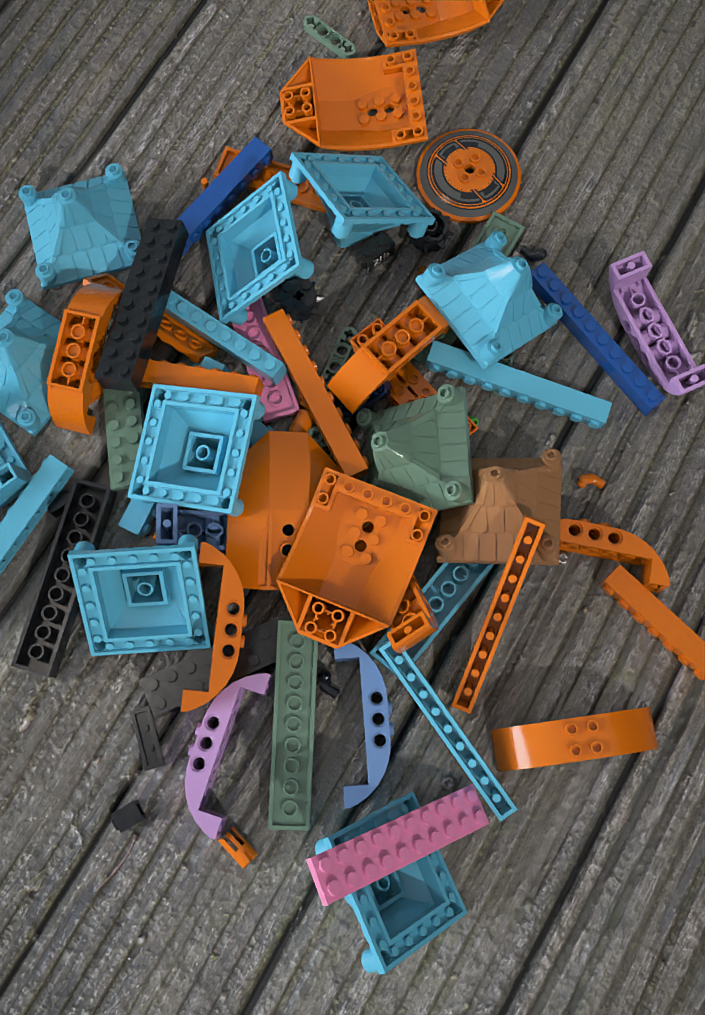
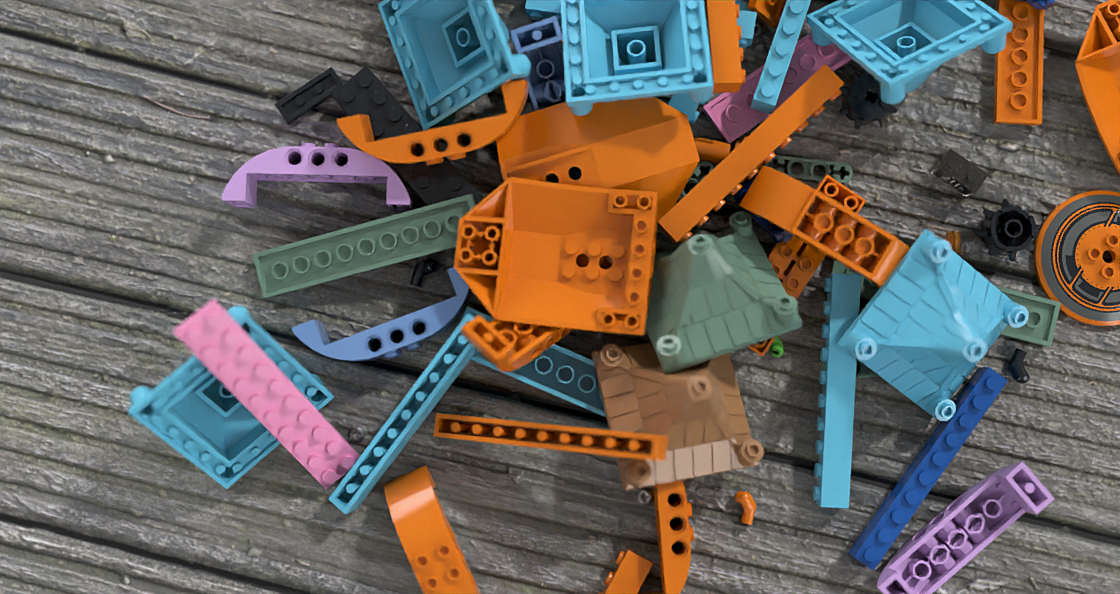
camera: 65 degrees right, 10 degrees up
(128, 816) = (224, 103): black brick -> none
(243, 853) = (226, 238): orange arm -> none
(360, 195) = (1023, 130): medium azure piece -> none

